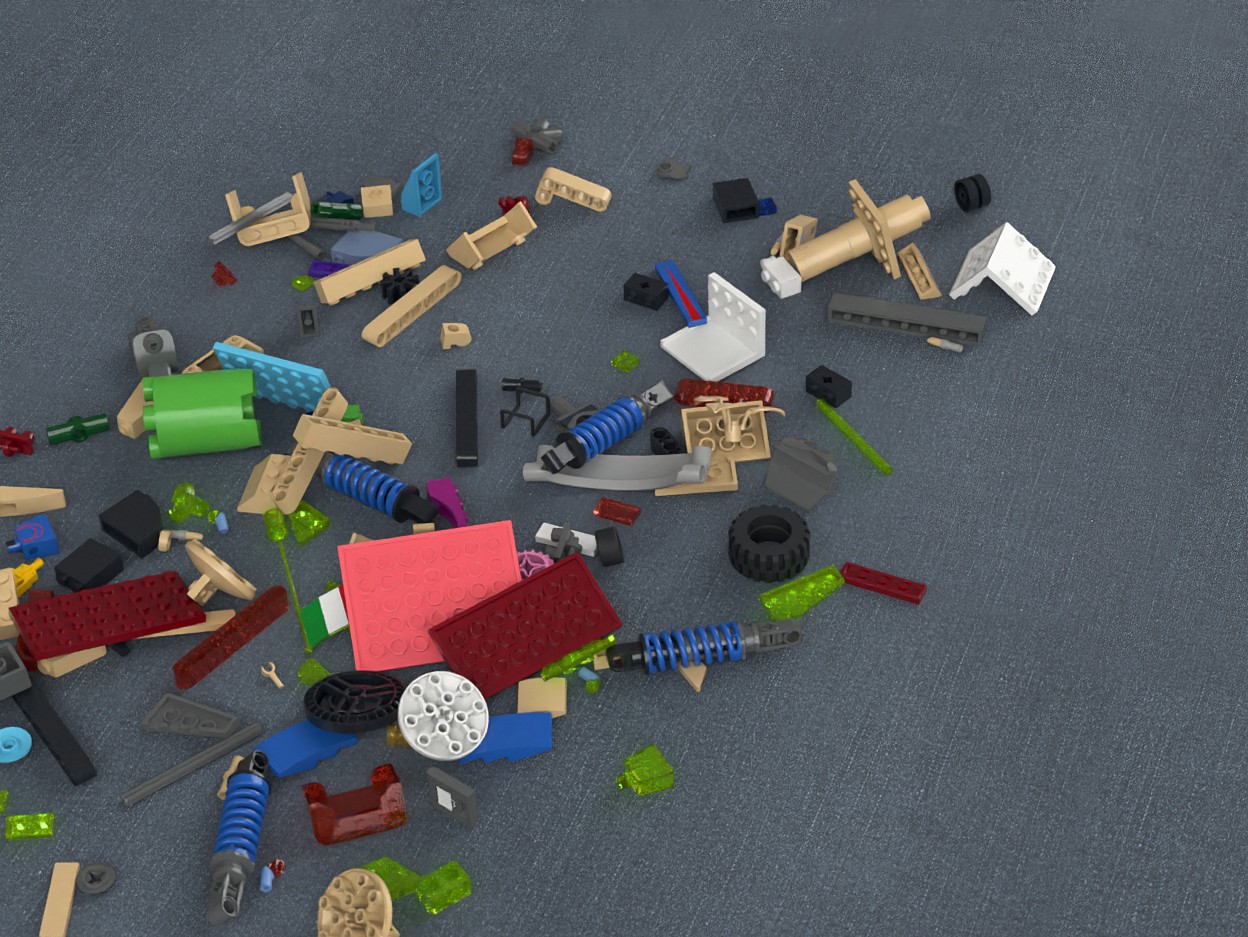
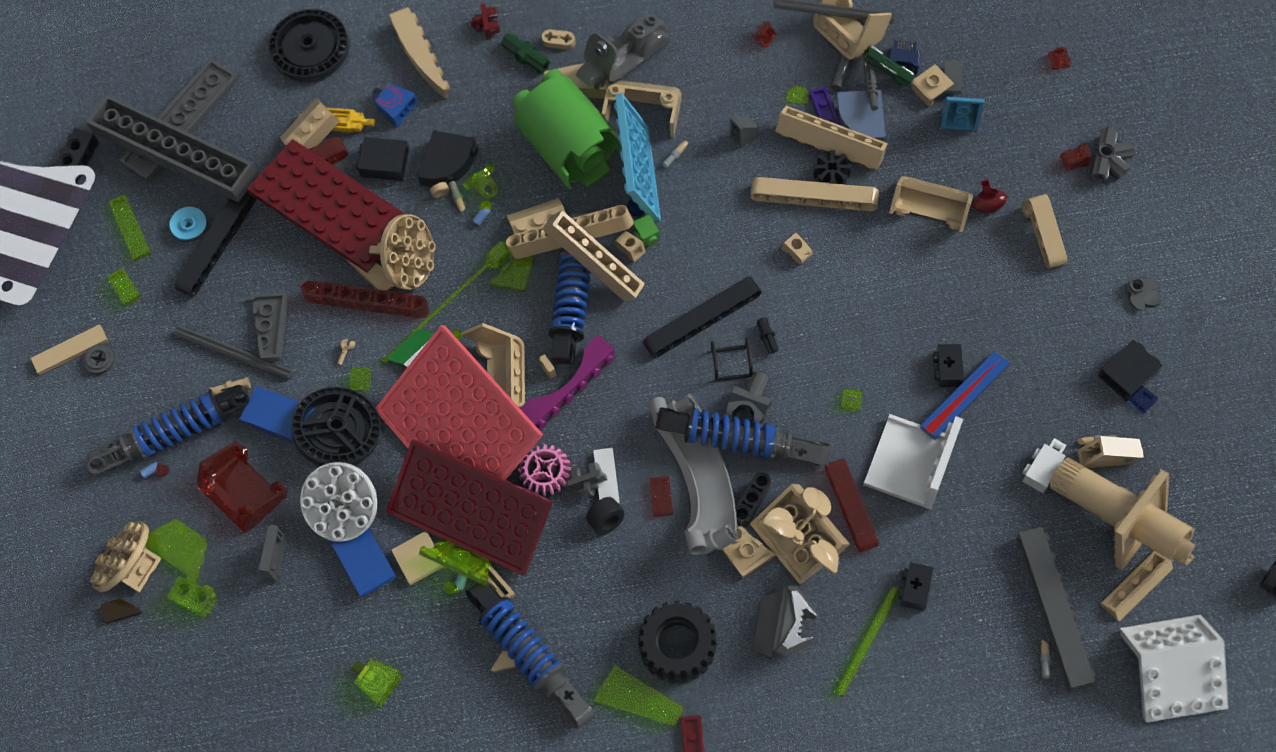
camera: 65 degrees right, 25 degrees up
(86, 404) = (558, 39): none -> tan beam
(422, 128) = (1059, 58): none -> clear red tile

